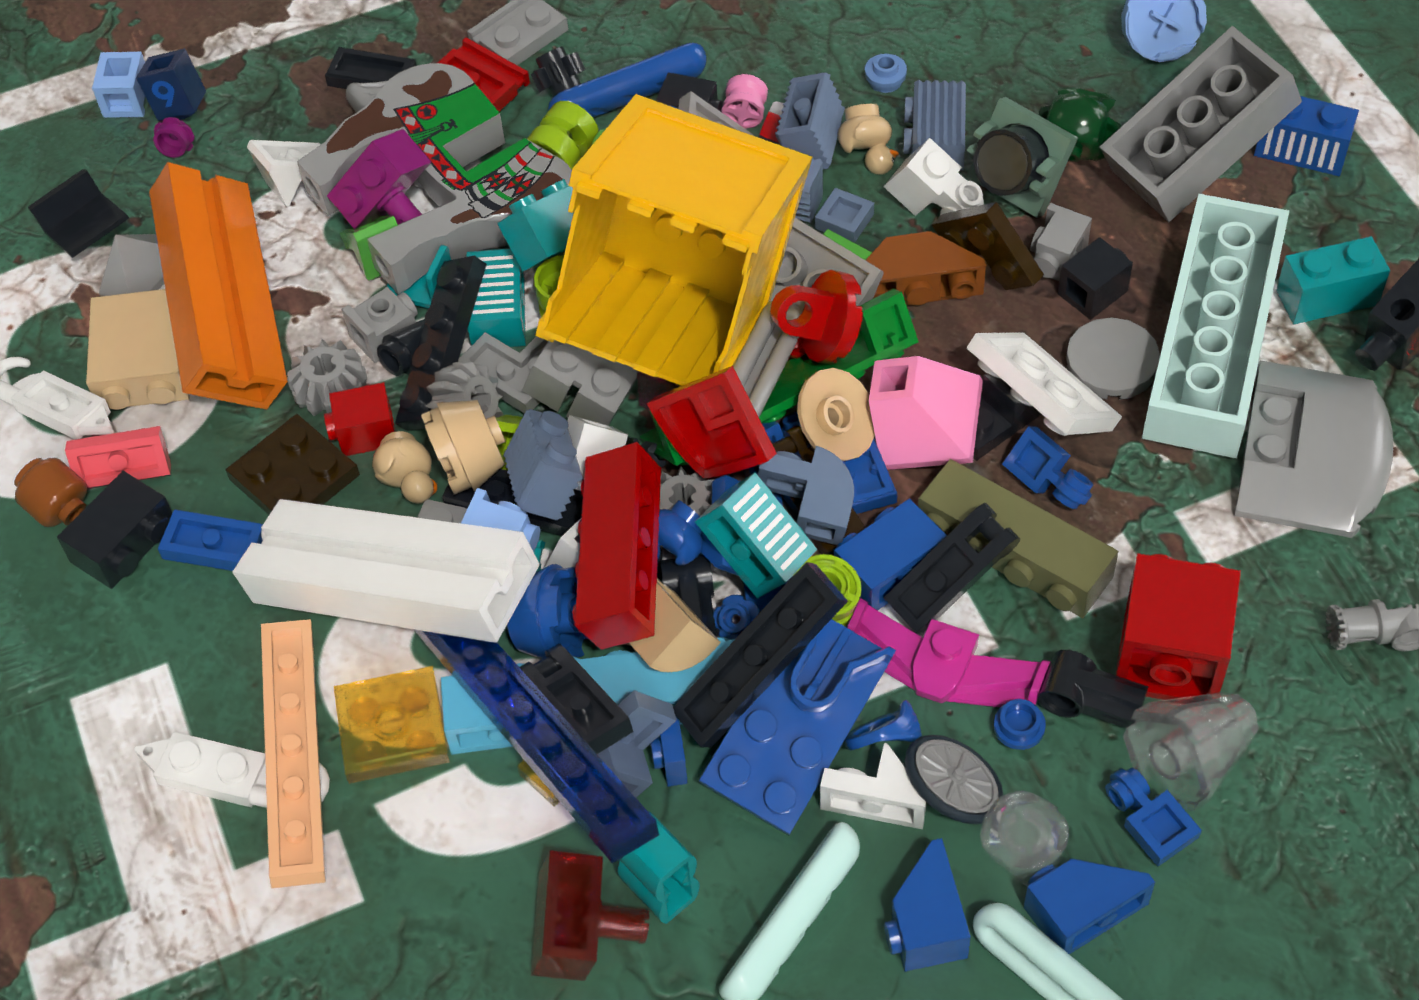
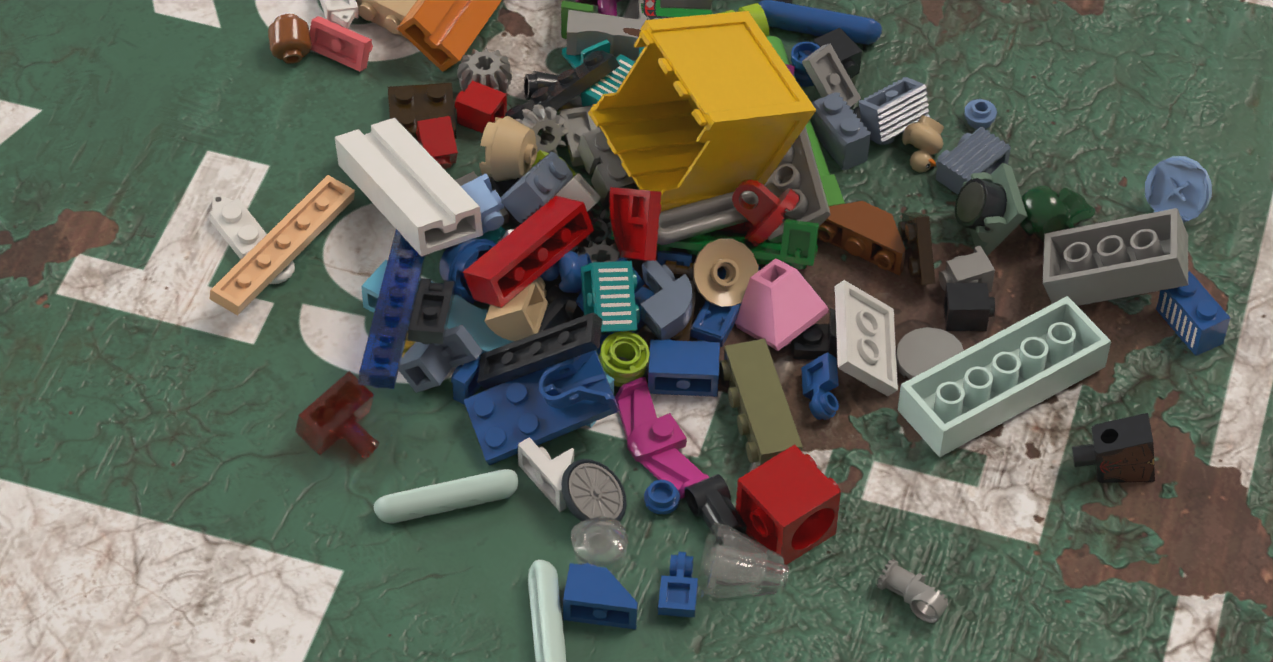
camera: 35 degrees right, 5 degrees down
(116, 529) = (304, 80): black brick -> none
(207, 539) = (342, 114): blue plate -> none
(355, 487) = (438, 140): none -> red brick
(378, 317) = (543, 59): light grey brick -> none
(391, 724) = (341, 268): clear yellow plate -> none
(404, 465) = (470, 144): tan animal -> none
(661, 874) = (397, 422): teal brick -> none
(745, 100) = (874, 74): bright pink wheel -> none
(844, 214) = (861, 177): sand blue plate -> none
(899, 725) = (594, 450): blue piece -> none
(928, 914) = (513, 543): blue slope -> none
(933, 177) = (928, 187): white brick -> none
(951, 569) = (704, 392): black plate -> none
(1314, 450) = (991, 483): light grey slope -> none
(1332, 280) = (1103, 398): teal brick -> none

